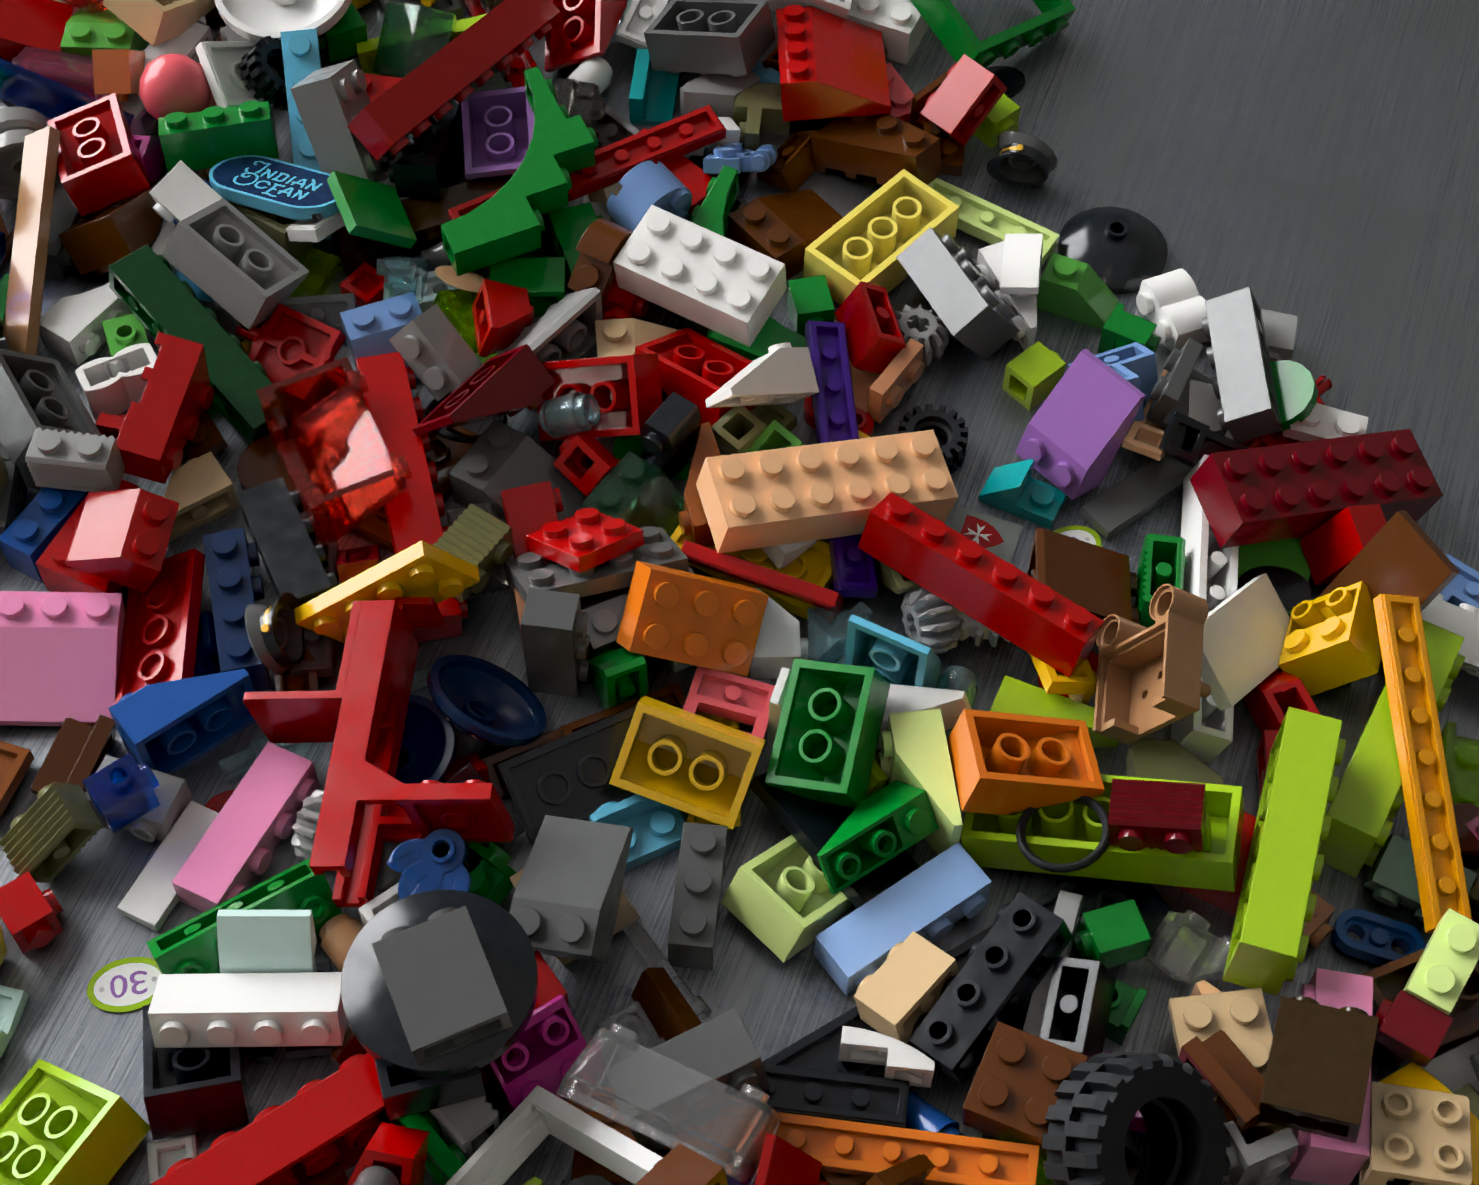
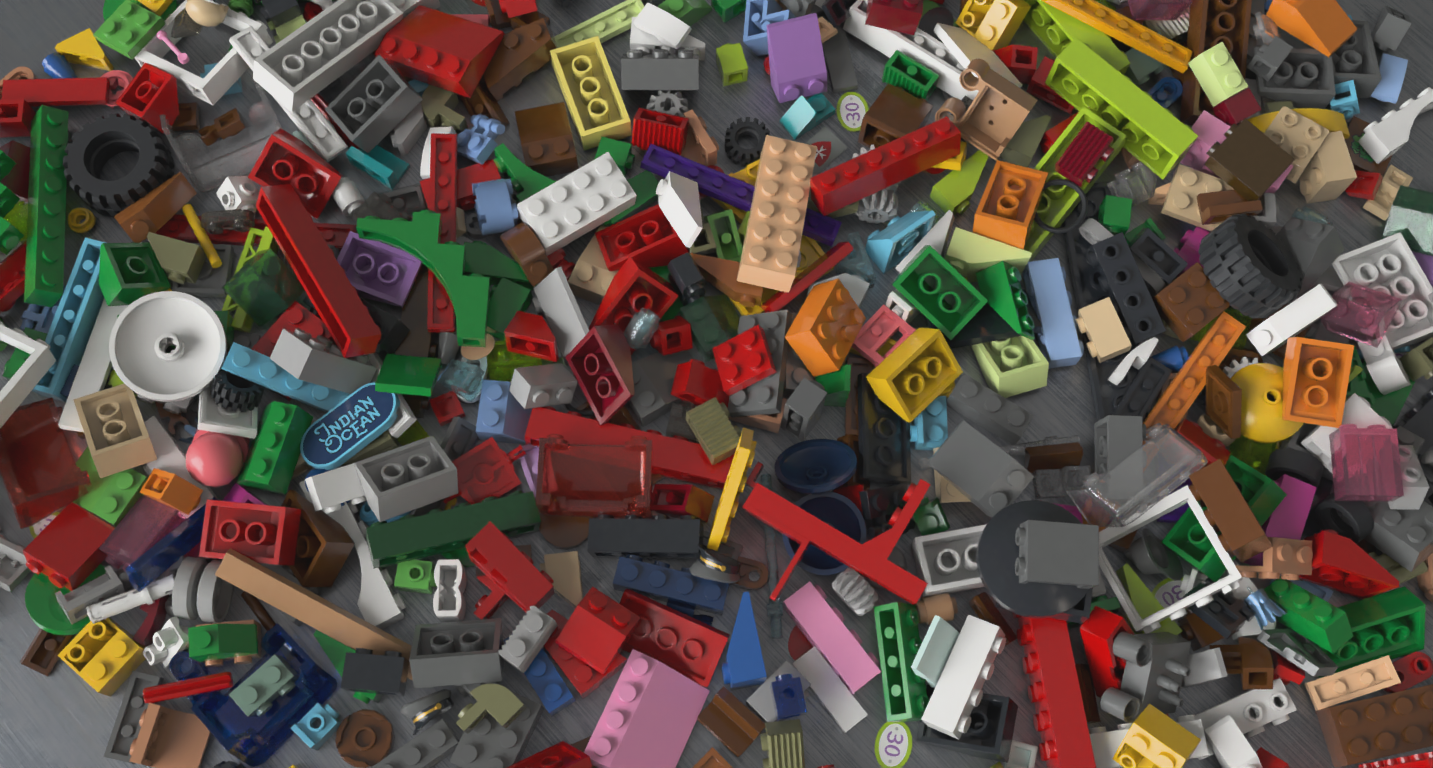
camera: 65 degrees left, 15 degrees up
(424, 870) = (930, 544): blue plate -> none

